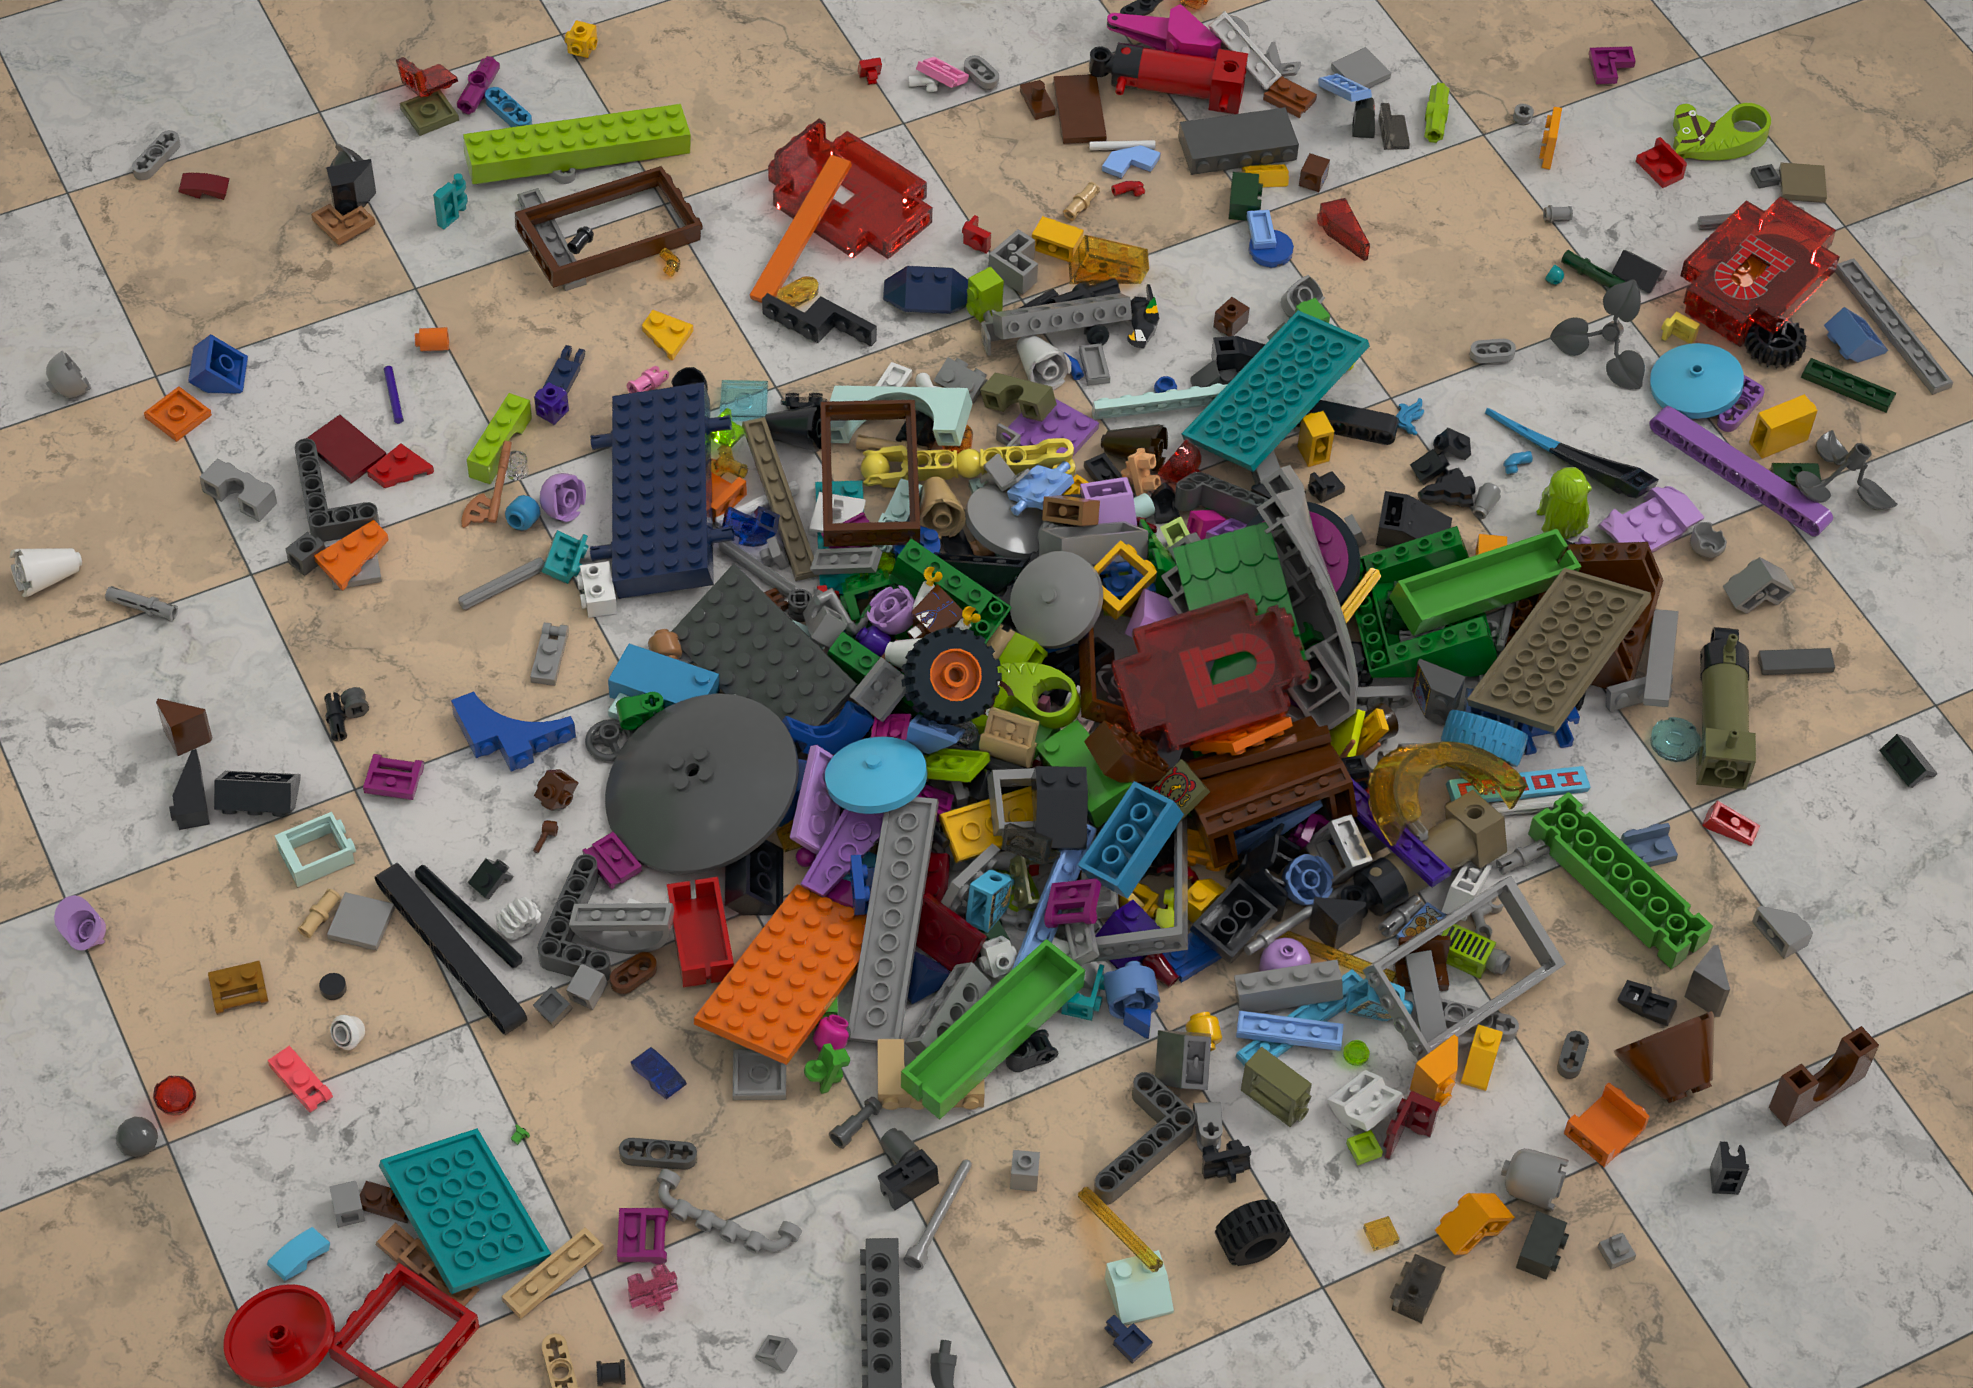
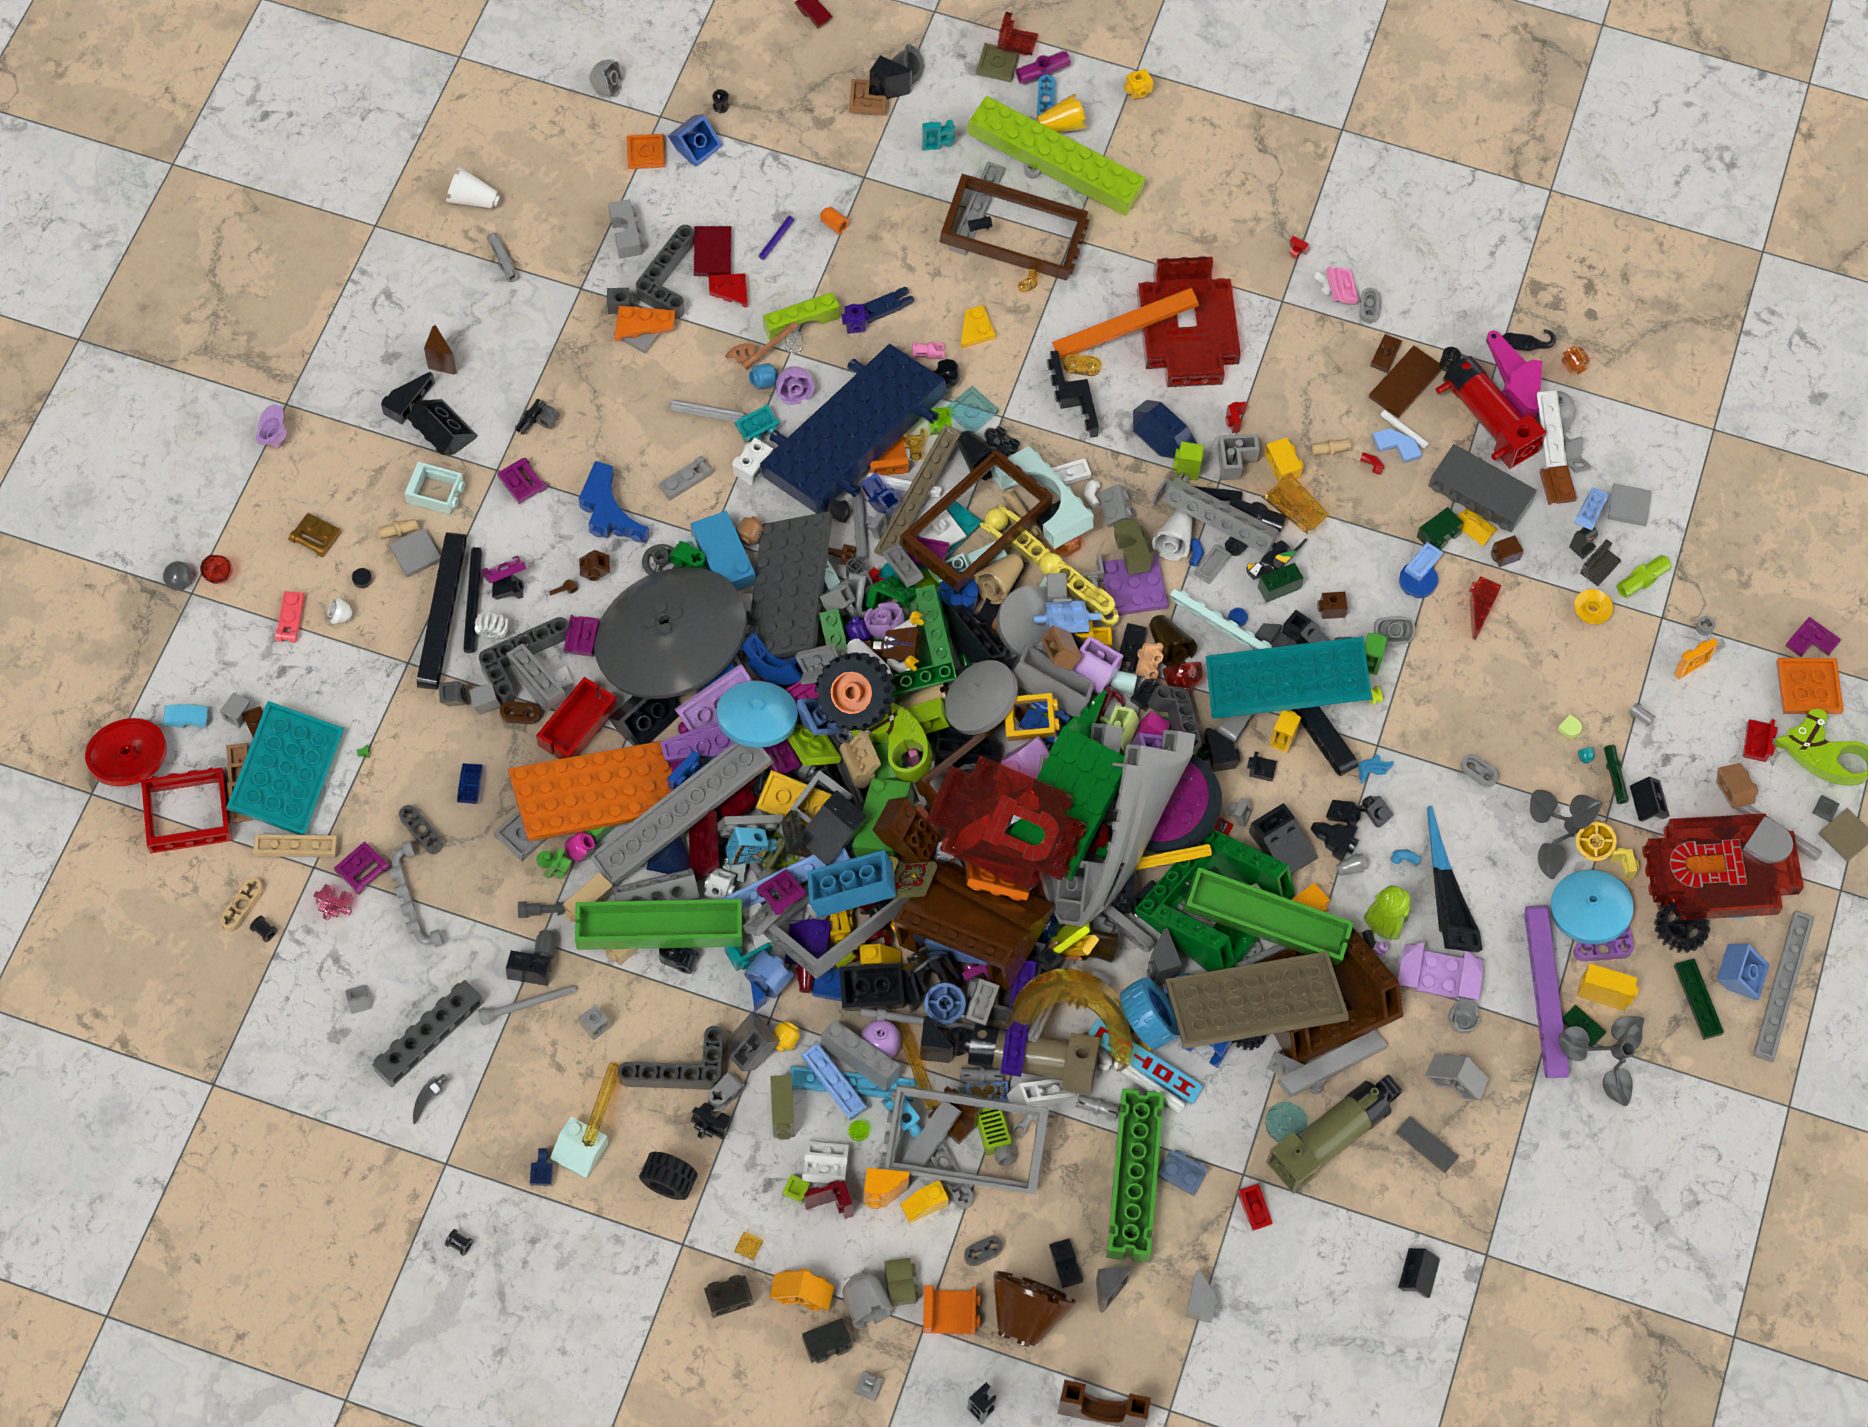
camera: 45 degrees right, 10 degrees up
(204, 315) = (717, 106): none -> black bush
(472, 862) = (504, 570): none -> magenta plate
(550, 102) = (1064, 116): none -> yellow cone
(723, 563) = (839, 510): none -> black tile
(1169, 332) = (1280, 582): none -> dark green brick
(1428, 162) = (1598, 601): none -> yellow dish
(1517, 265) = (1570, 727): none -> yellowish green tile
(1537, 1134) = (900, 1281): none -> olive brick
(1646, 329) = (1596, 841): none -> yellow cylinder
(1648, 97) = (1809, 685): none -> orange plate
(1690, 206) = (1736, 785): none -> medium nougat brick
(1776, 216) = (1770, 842): none -> light grey tile

